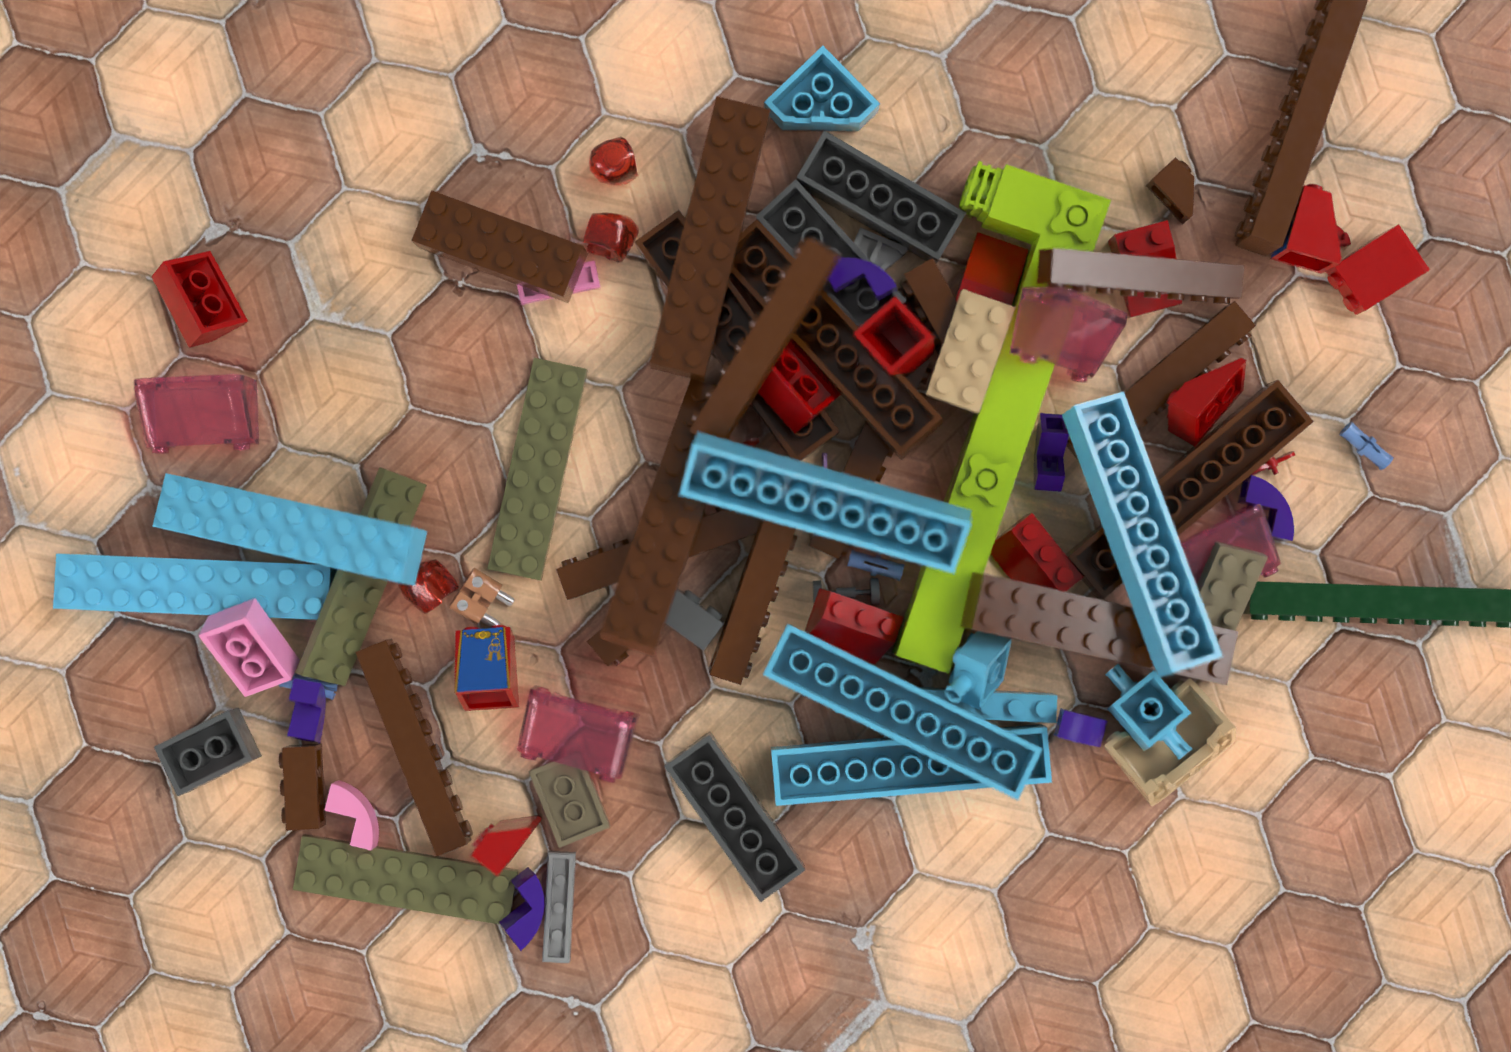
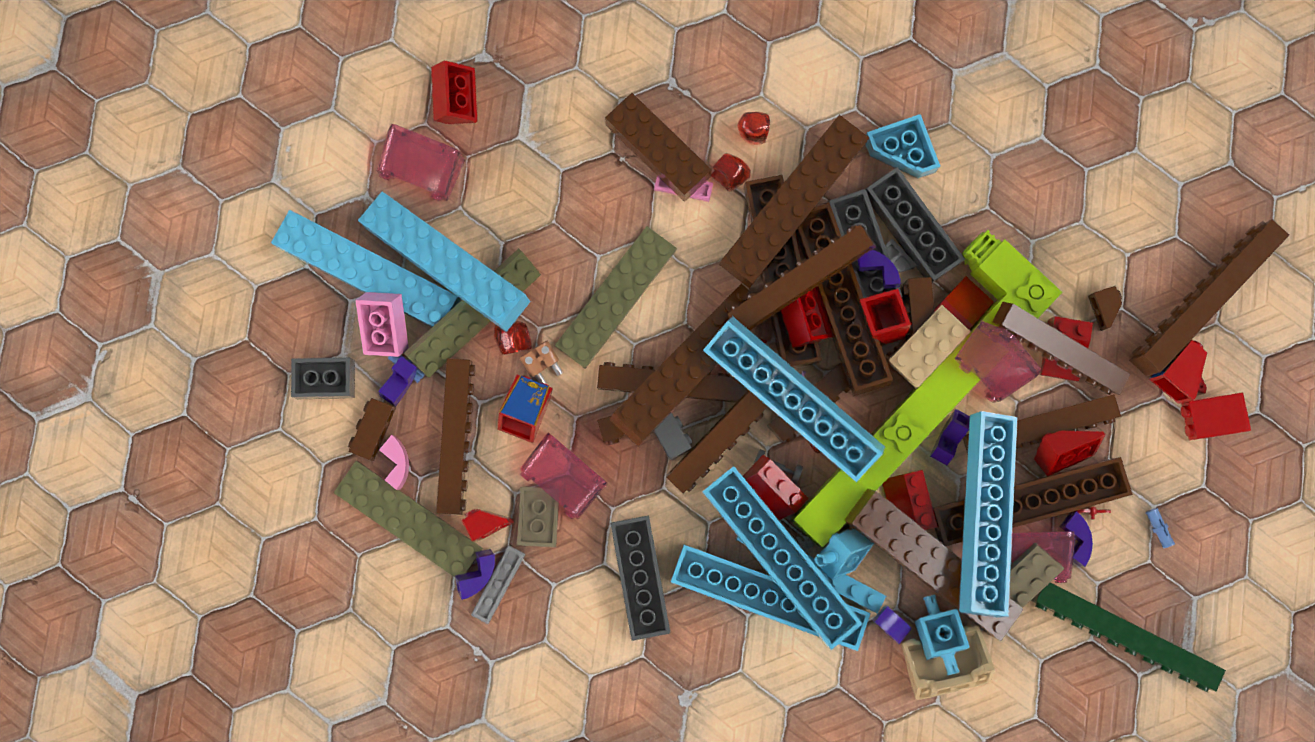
camera: 20 degrees right, 5 degrees down
(857, 561) = (795, 450): medium blue pin -> none

